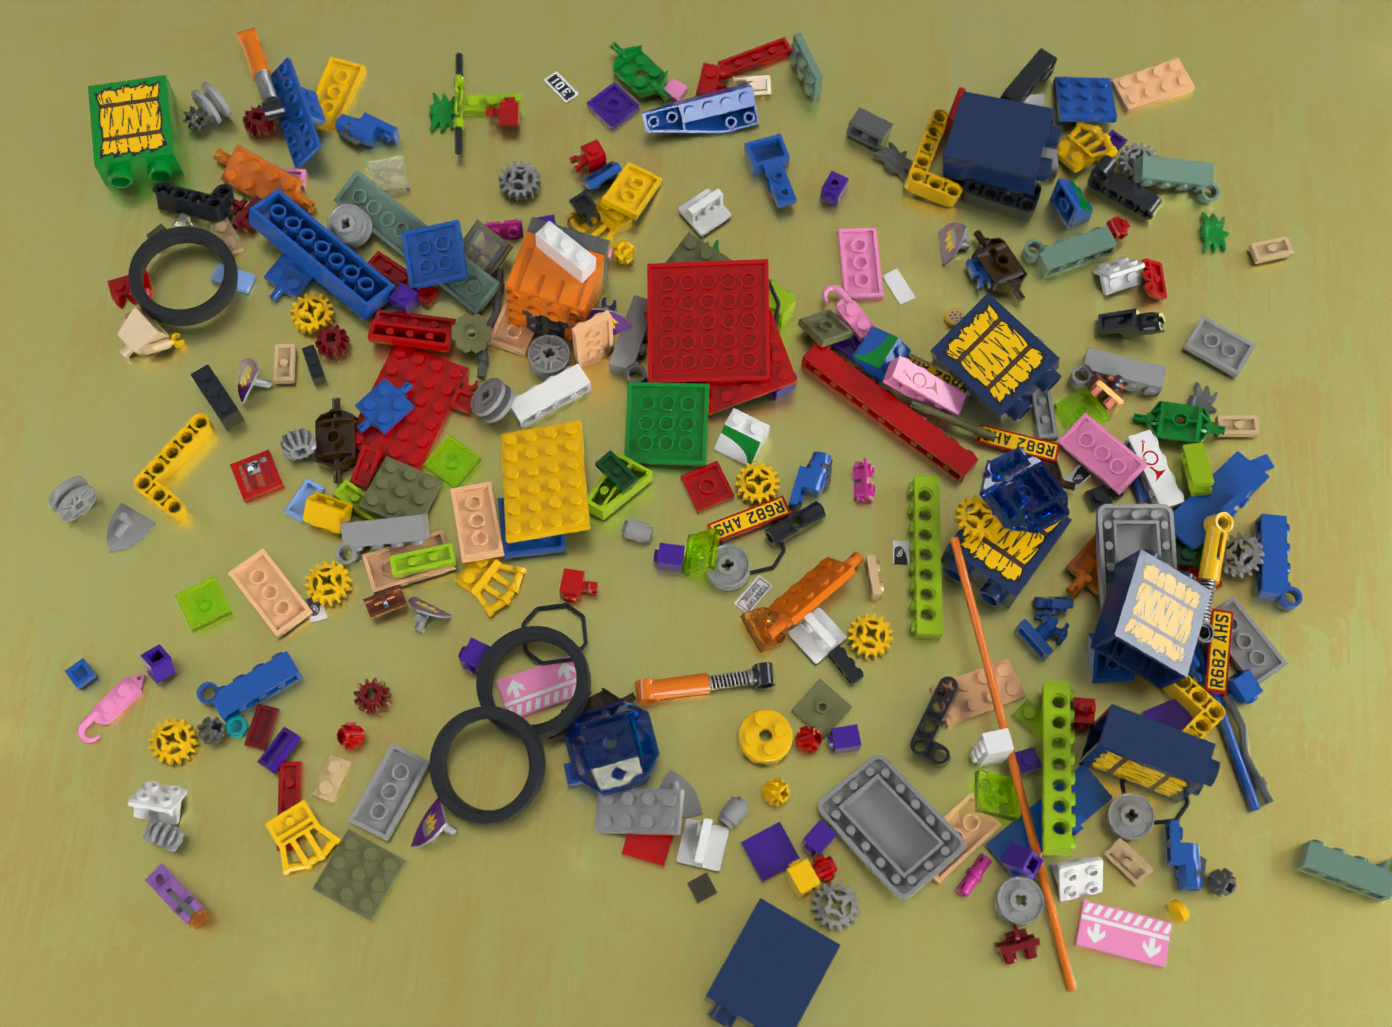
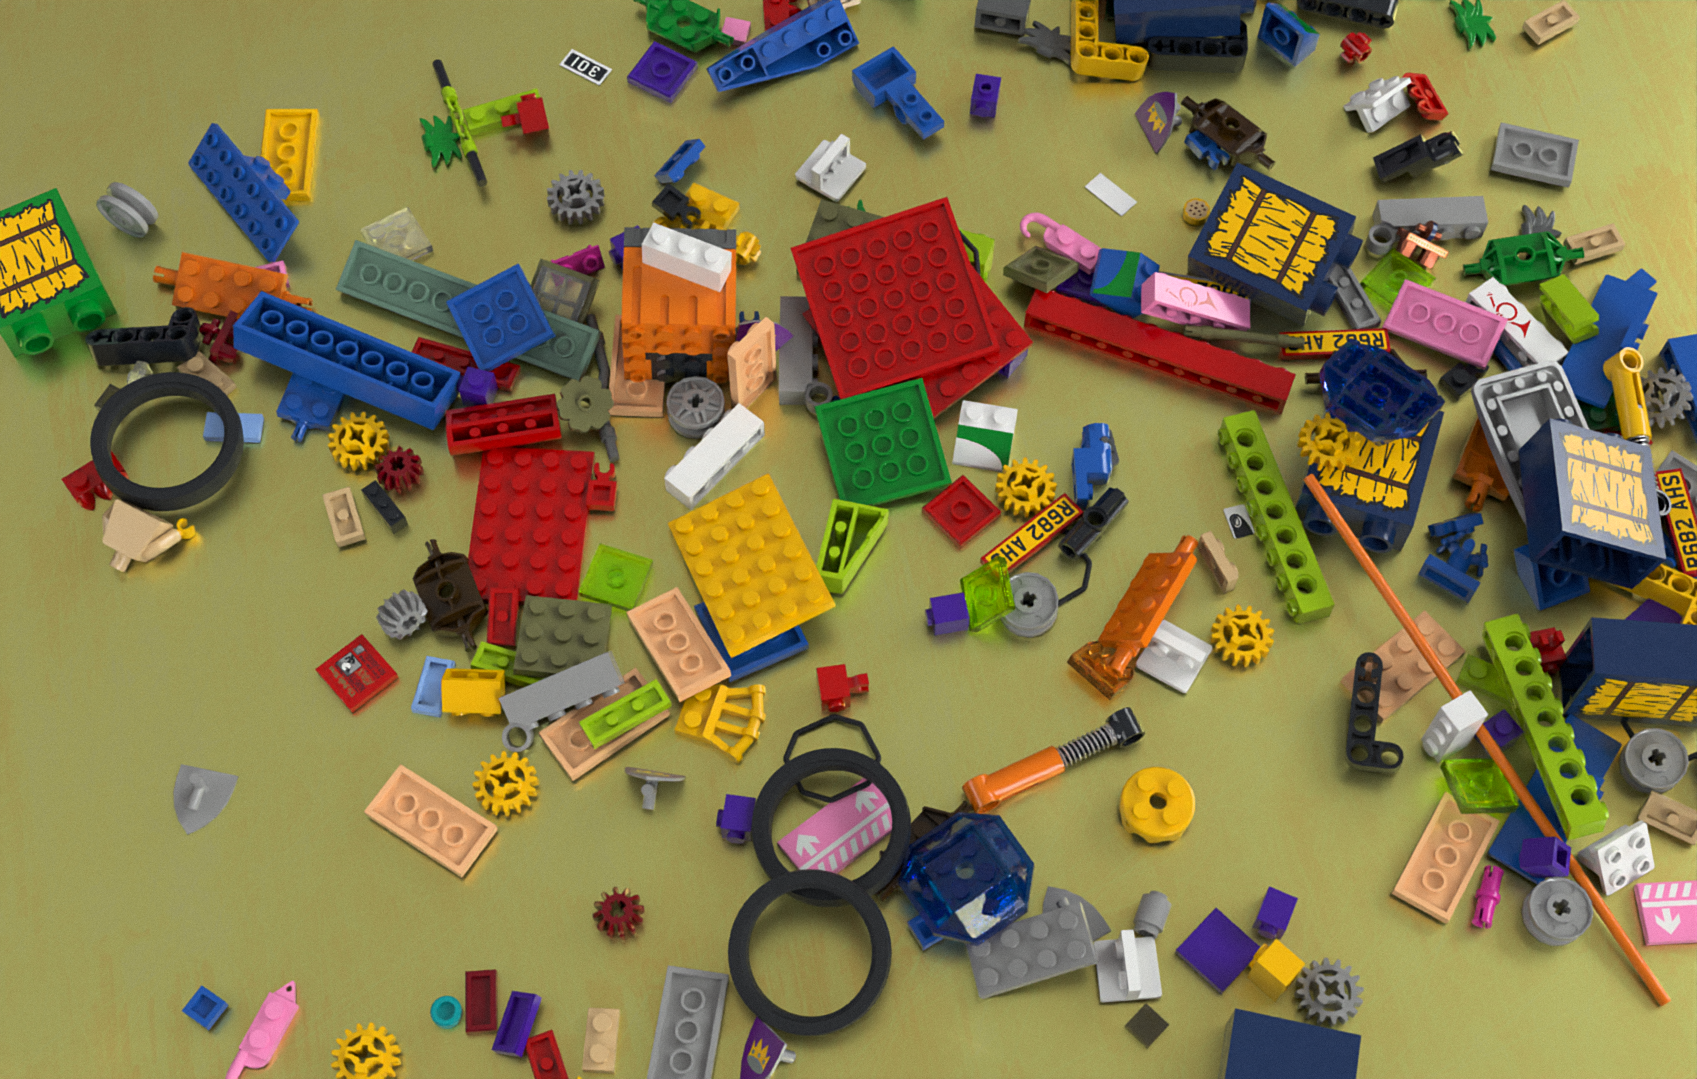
camera: 15 degrees left, 5 degrees down
(72, 498) = (115, 776): light grey wheel -> none
(157, 664) = (310, 960): dark purple brick -> none
(171, 466) = (234, 694): yellow beam -> none
(200, 121) = (103, 236): dark grey gear -> none
(203, 604) = (344, 863): clear neon green plate -> none
(211, 730) = (415, 1026): dark grey gear -> none
(217, 397) = (267, 585): black brick -> none
(248, 376) = (301, 546): shield -> none
(253, 687) = (452, 952): blue hinge -> none
(257, 123) = (199, 216): dark red gear -> none
(261, 73) = (151, 121): piece -> none
(318, 611) = (504, 825): clear sticker -> none
(350, 225) = (371, 298): light grey wheel -> none
(350, 735) = (608, 973): red gear -> none
(366, 129) = (348, 188): blue plate -> none
(384, 406) = (501, 532): blue plate -> none
(385, 602) = (592, 784): copper hips -> none
(492, 400) = (643, 482): light grey wheel -> none
(591, 157) = (660, 142): red brick -> none
(617, 472) = (844, 522): dark green plate -> none
(632, 191) = (728, 169): yellow plate -> none
(637, 530) = (892, 593): light grey brick -> none
(648, 847) = (1057, 995): red tile -> none
(753, 594) = (1071, 630): white sticker -> none
(776, 791) = (1197, 870): yellow gear -> none
(808, 739) = (1213, 789): red gear -> none
(821, 708) = (1214, 747): olive plate -> none
(824, 868) = (1299, 944): red gear -> none
(844, 739) = (1259, 776): dark purple brick -> none
(845, 665) = (1224, 683): black piece -> none
(860, 263) = (1052, 178): bright pink tile -> none
(866, 488) = (1155, 435): dark pink hinge -> none
(891, 826) = (1363, 867): light grey wedge -> none
(1017, 941) = (1575, 964): dark red hips -> none
(1071, 252) = (1310, 92): sand green hinge -> none
(1078, 475) = (1423, 360): sticker -> none

